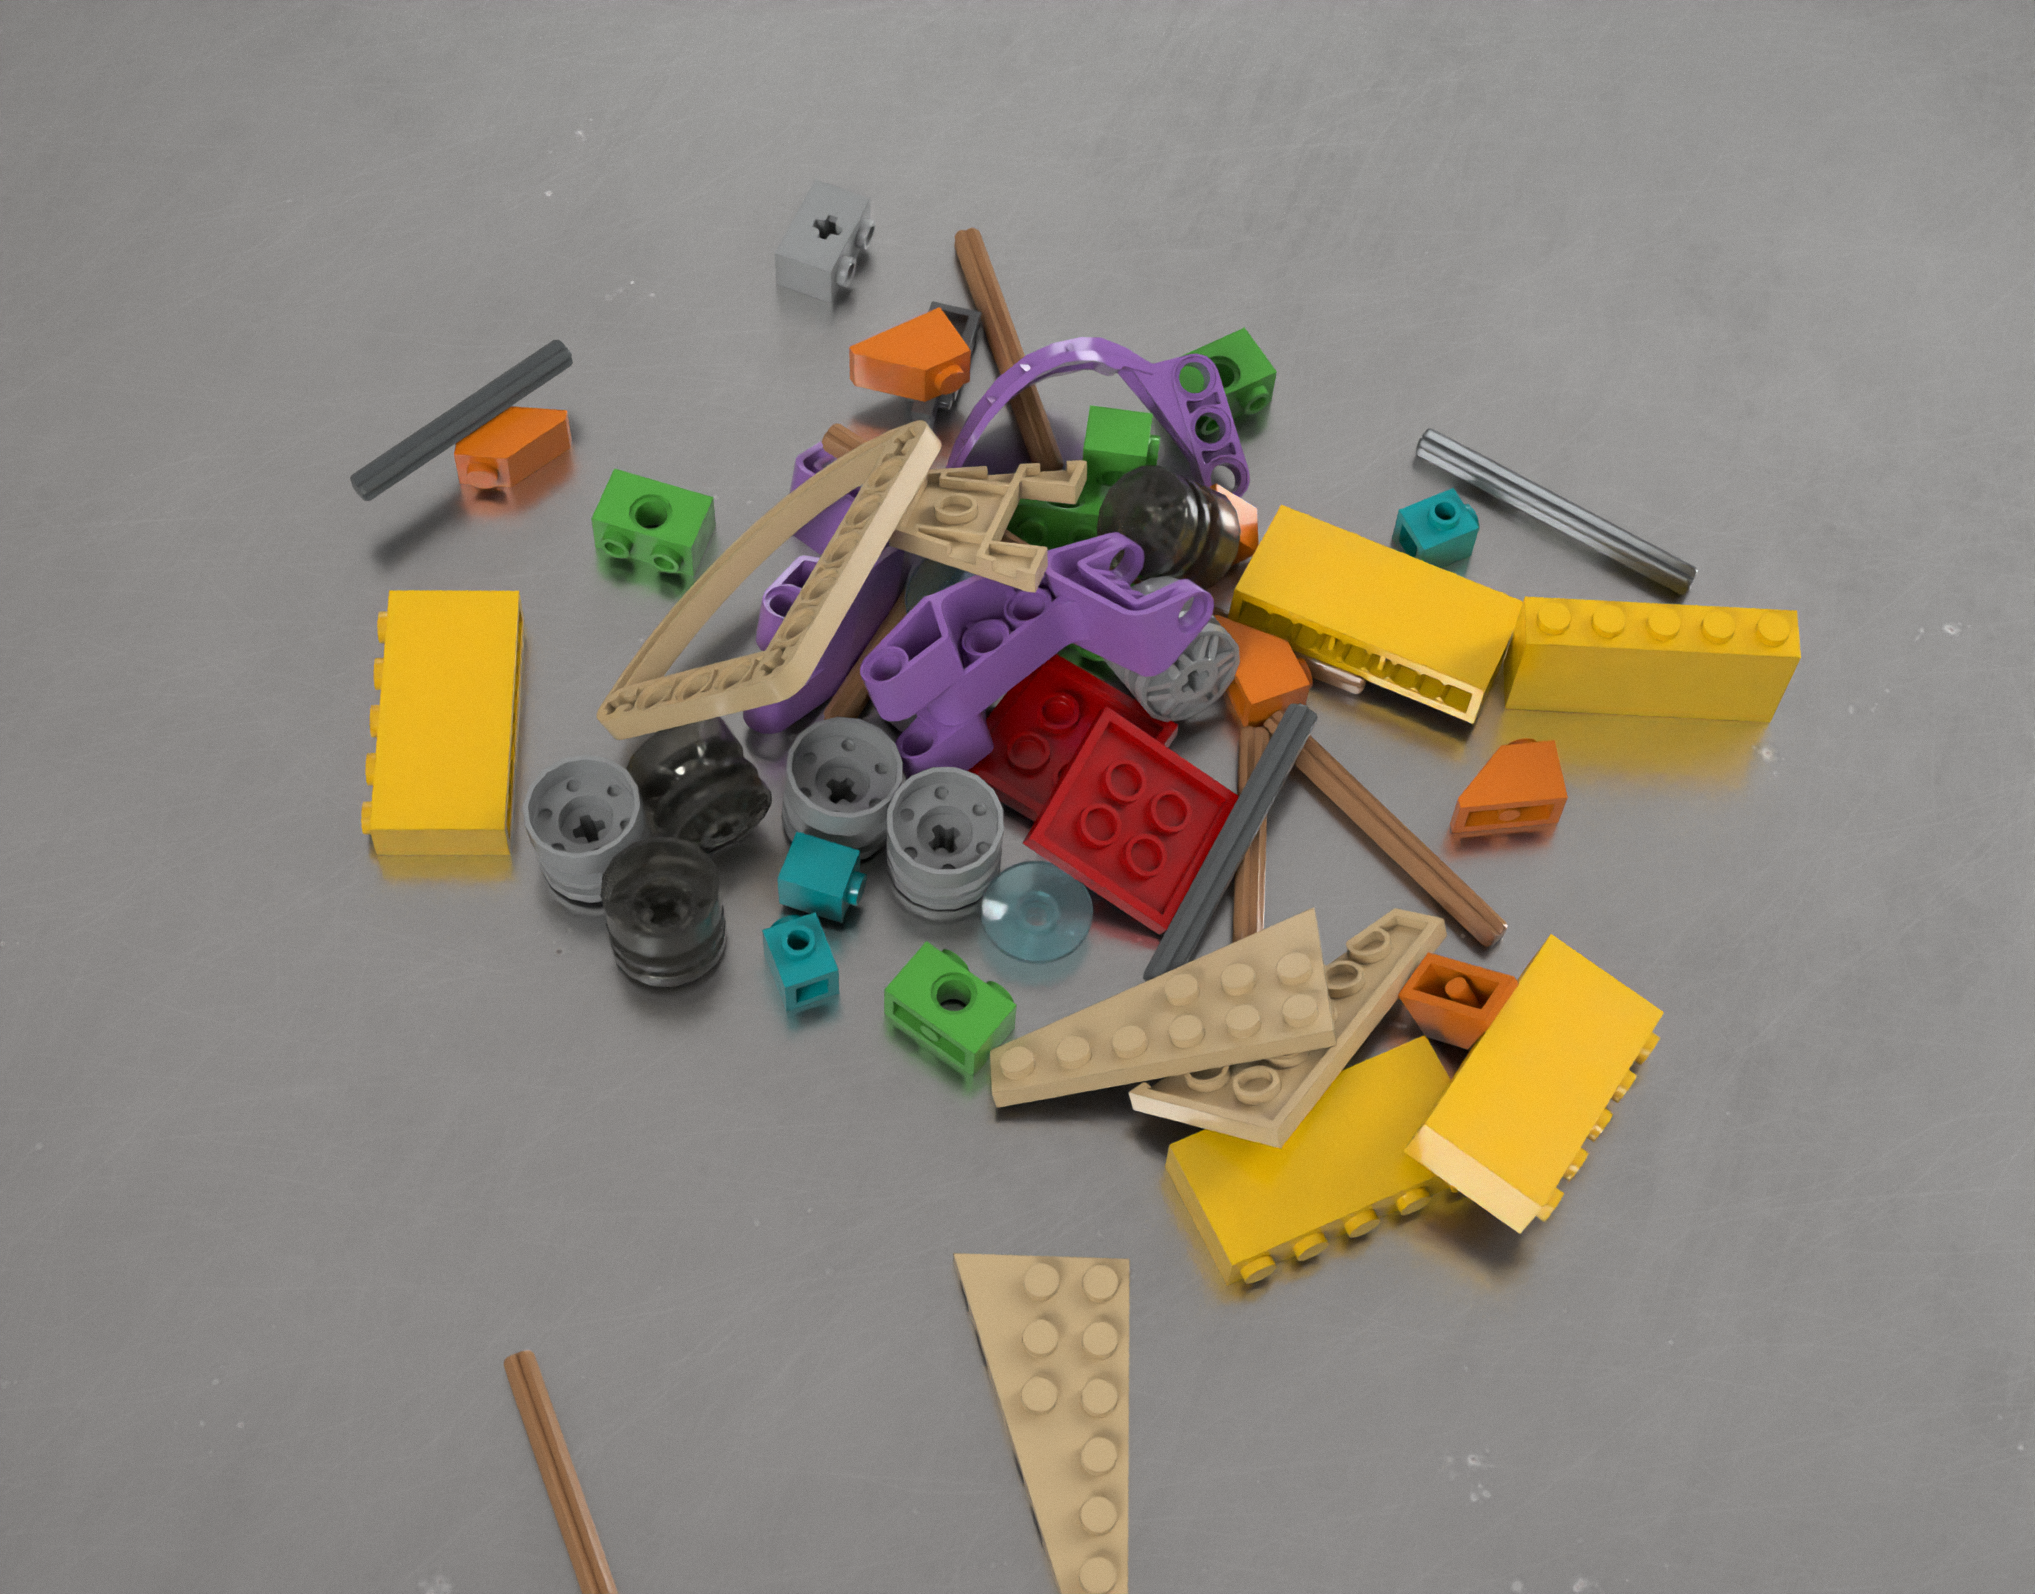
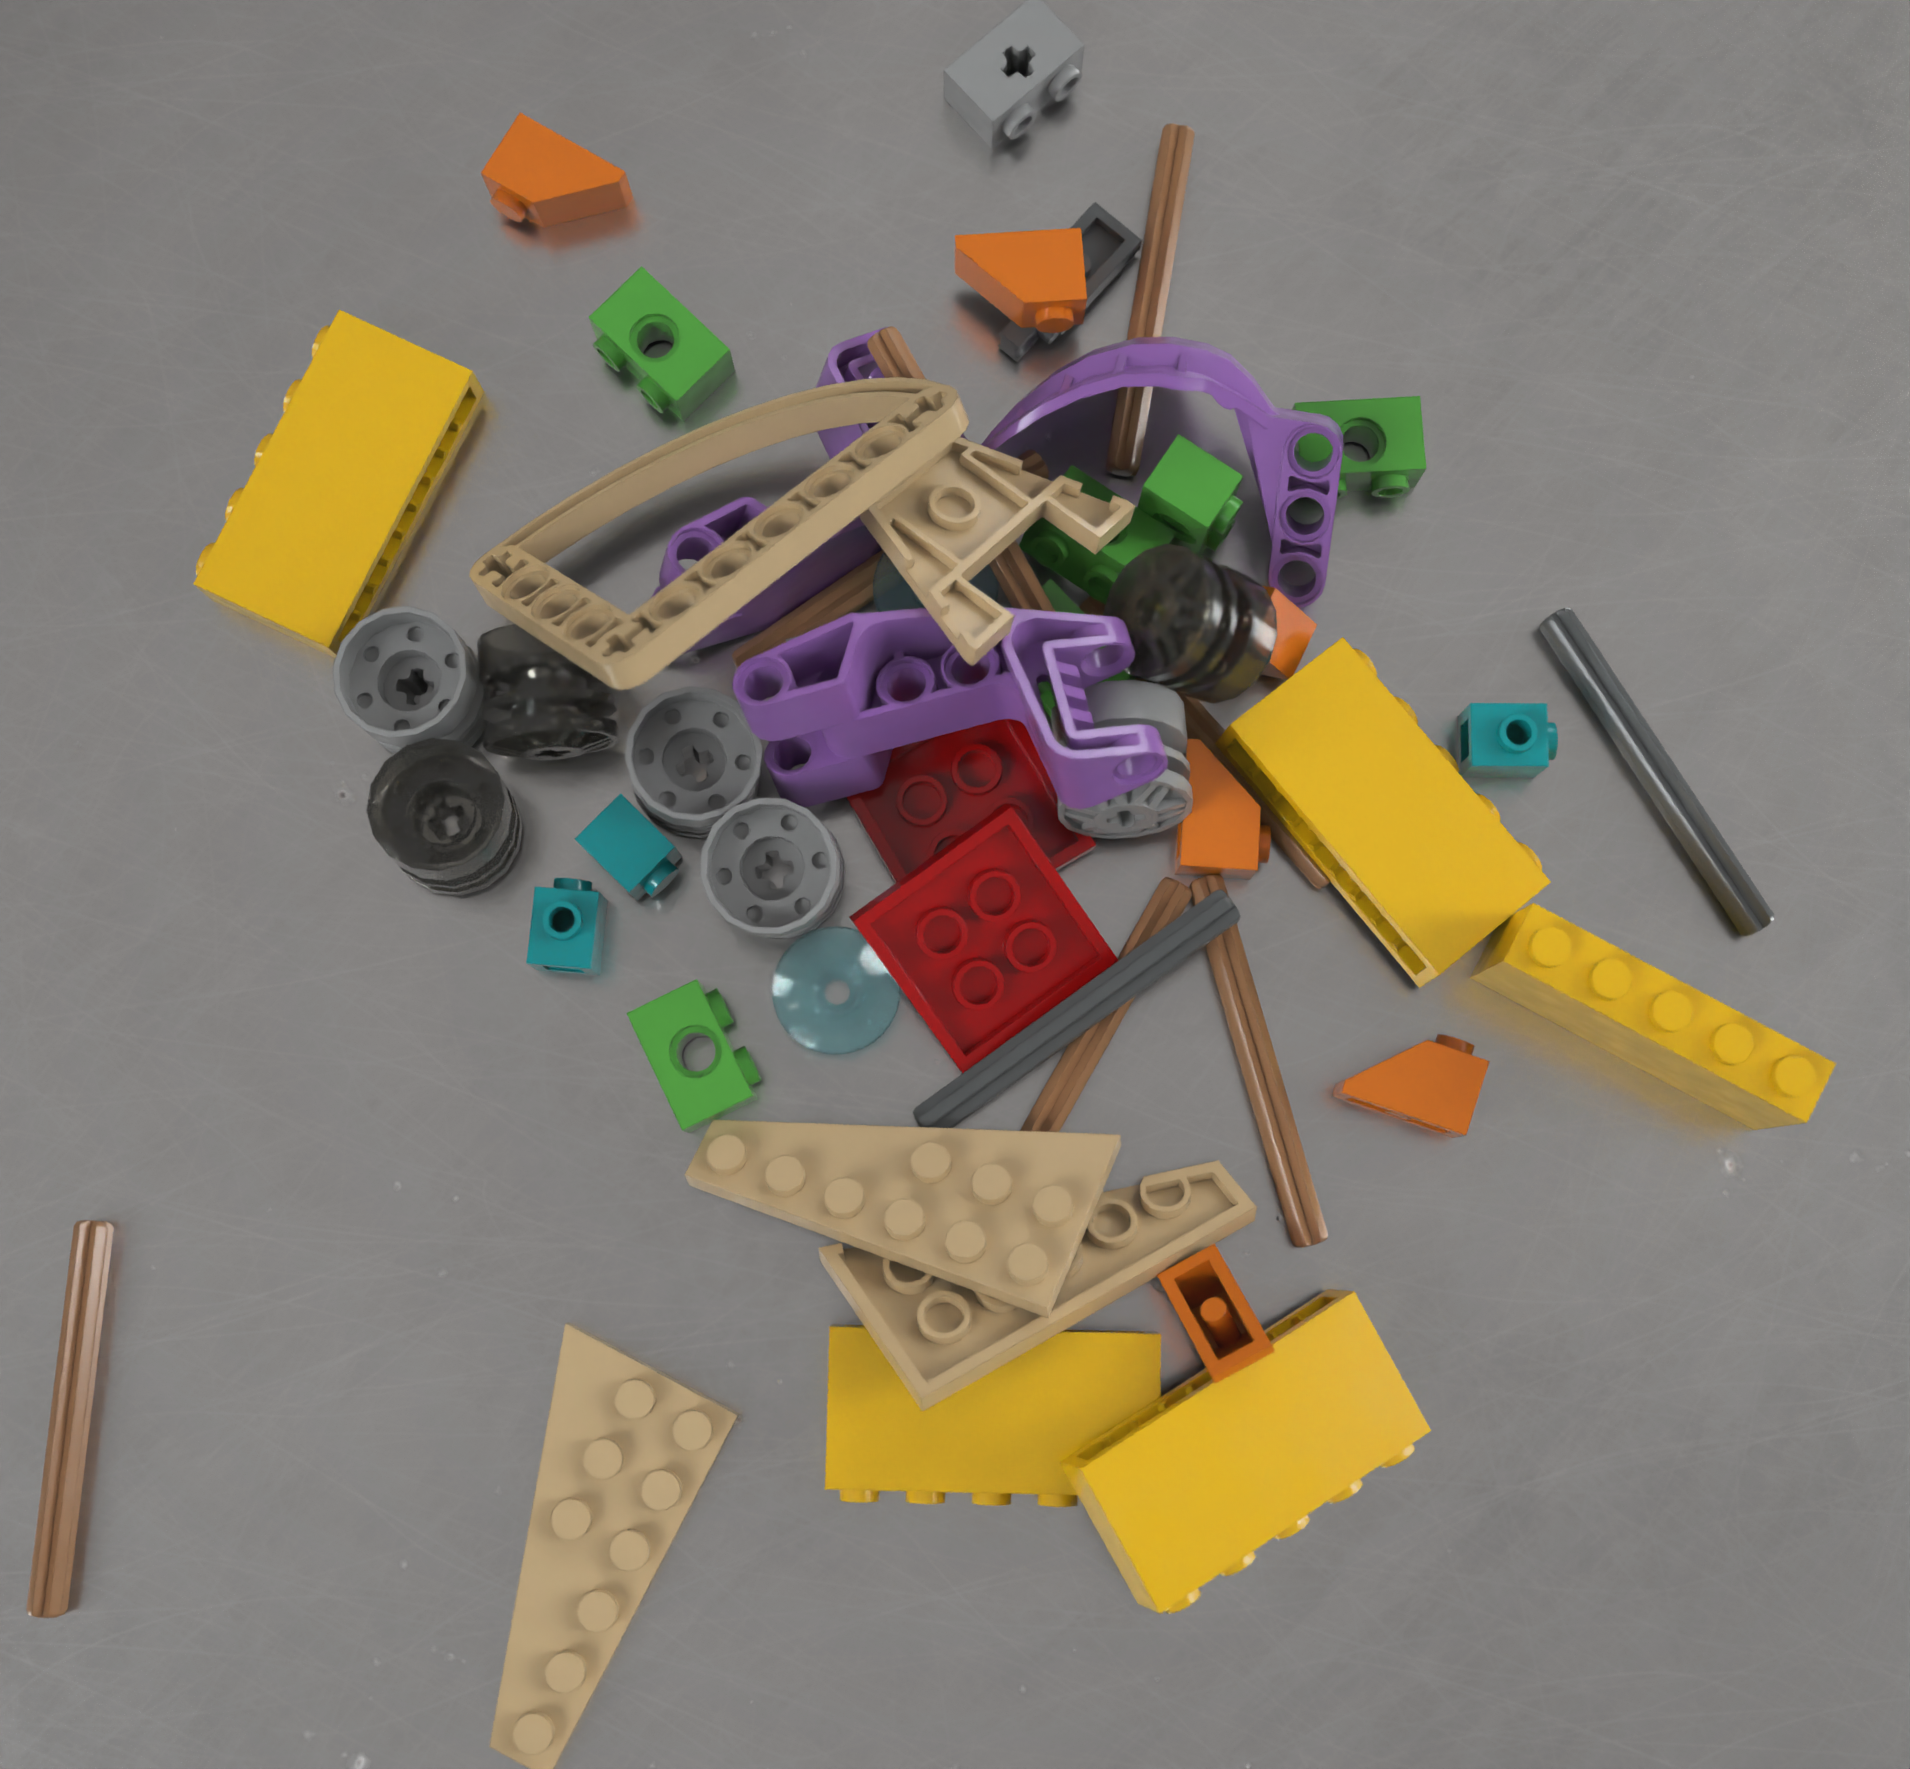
camera: 30 degrees right, 20 degrees up
(461, 420) = (503, 137): dark grey axle -> none

